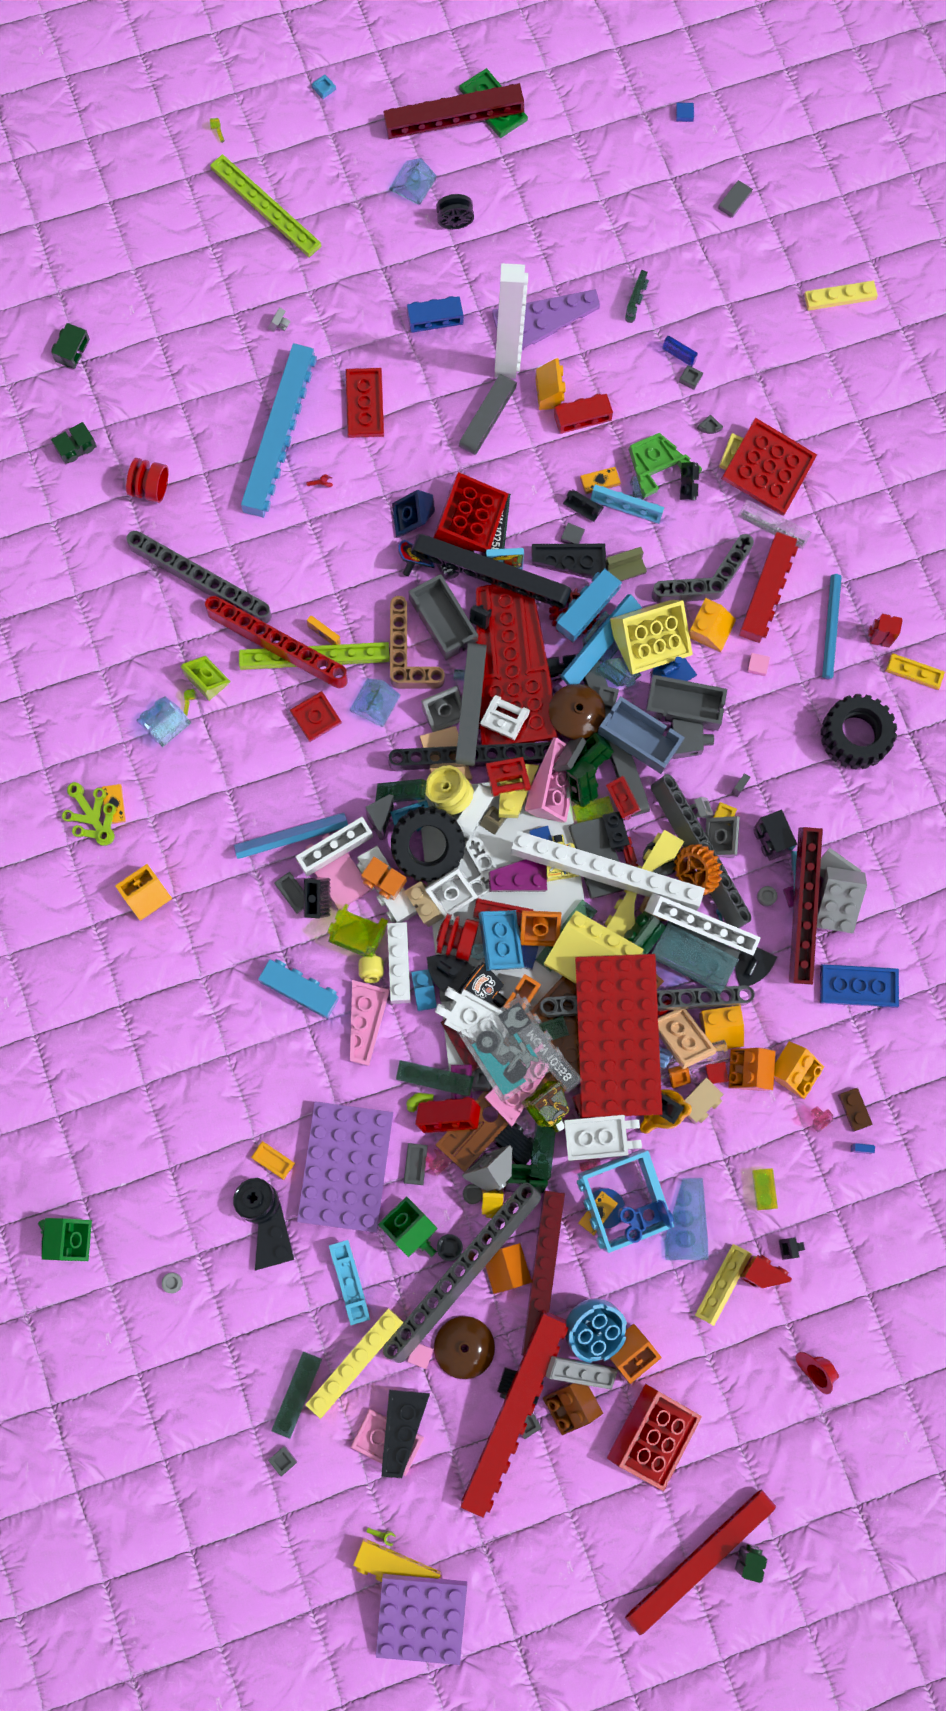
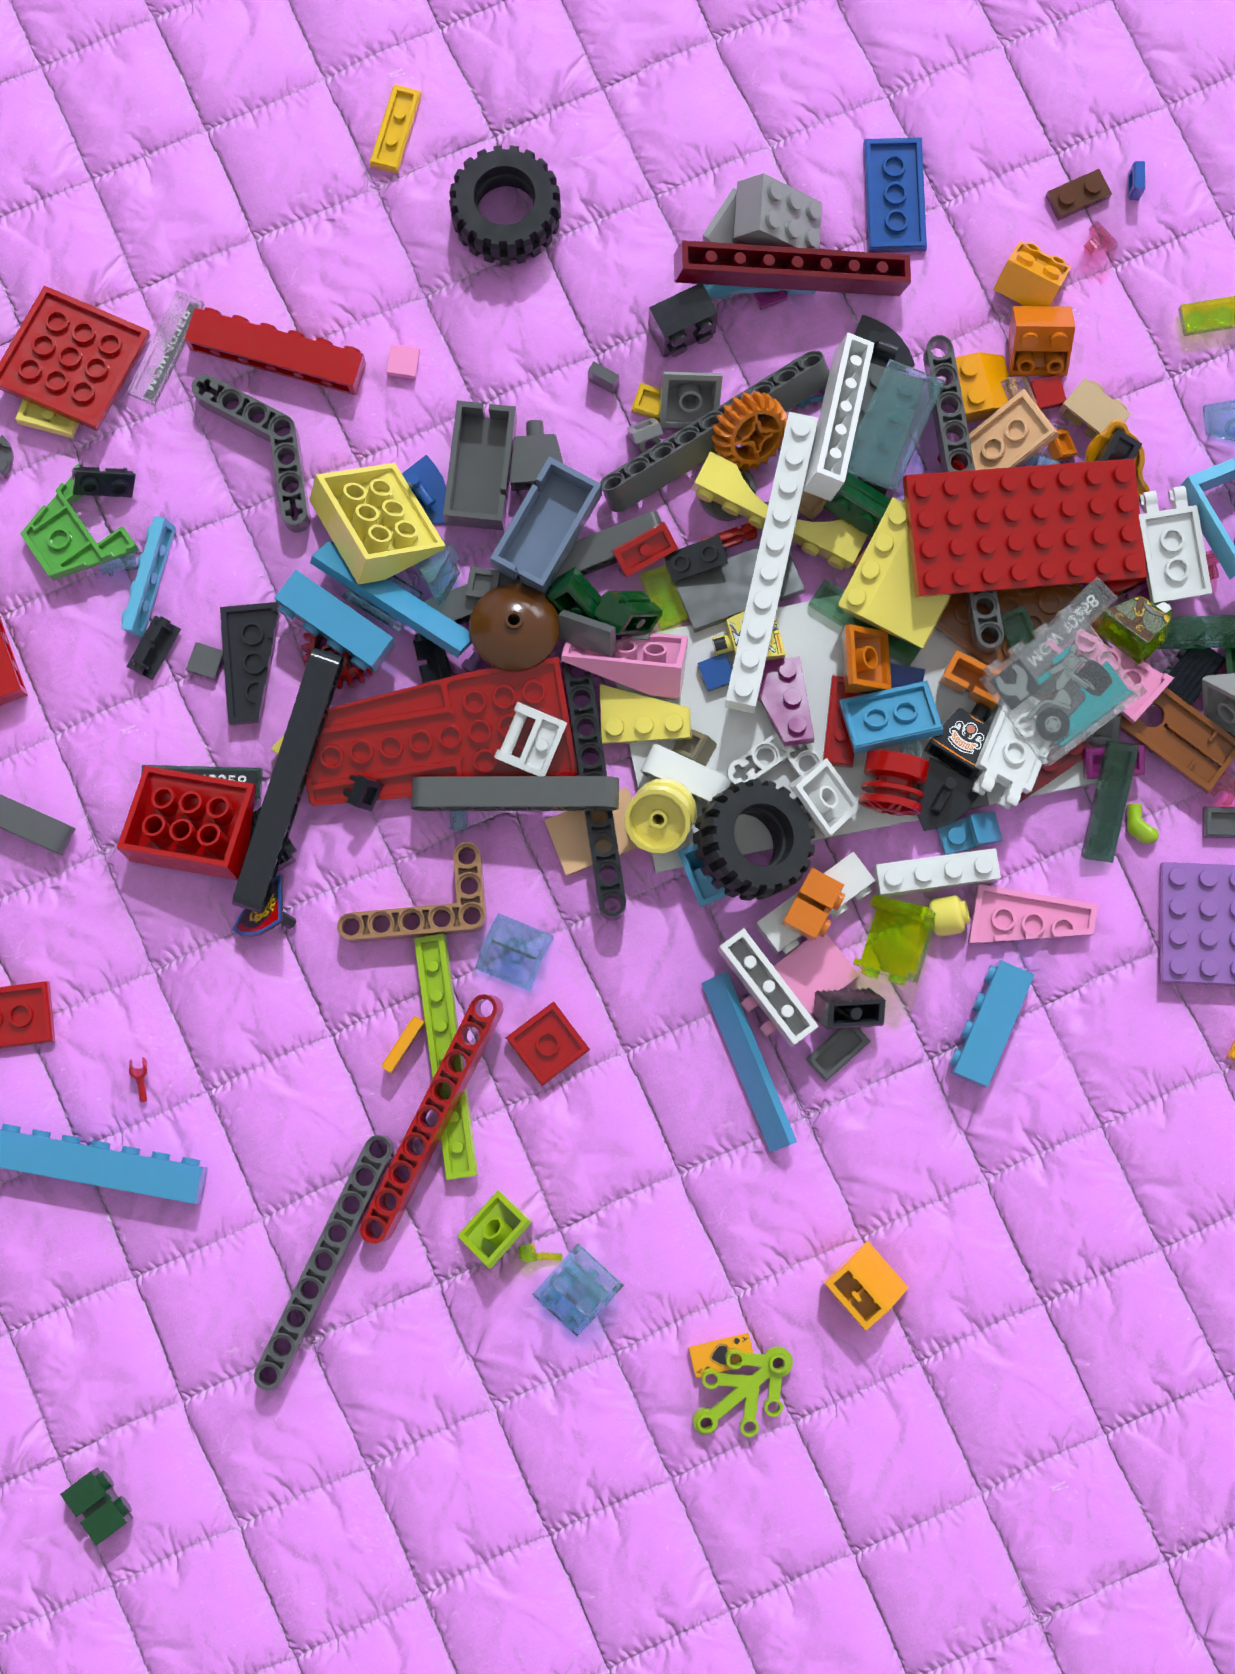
camera: 90 degrees left, 5 degrees up
(147, 480) = (161, 1368): red wheel -> none
(379, 814) = (708, 921): dark grey slope -> none
(402, 790) = (665, 892): clear green plate -> none
(412, 511) = (188, 919): dark blue slope -> none
(424, 904) = (851, 835): tan piece -> none
(442, 709) = (521, 840): light grey slope -> none
(443, 616) = (366, 853): dark grey piece -> none
(448, 1115) = (1165, 775): red brick -> none
(505, 771) = (620, 729): red plate -> none
(509, 556) = (261, 758): tile -> none
(607, 478) = (107, 623): light orange tile -> none
(626, 564) = (254, 572): olive panel -> none
(712, 625) = (345, 435): light orange slope -> none
(767, 896) = (772, 332): light grey tile -> none
(831, 626) = (331, 253): dark azure axle -> none
(885, 630) = (338, 169): red brick -> none

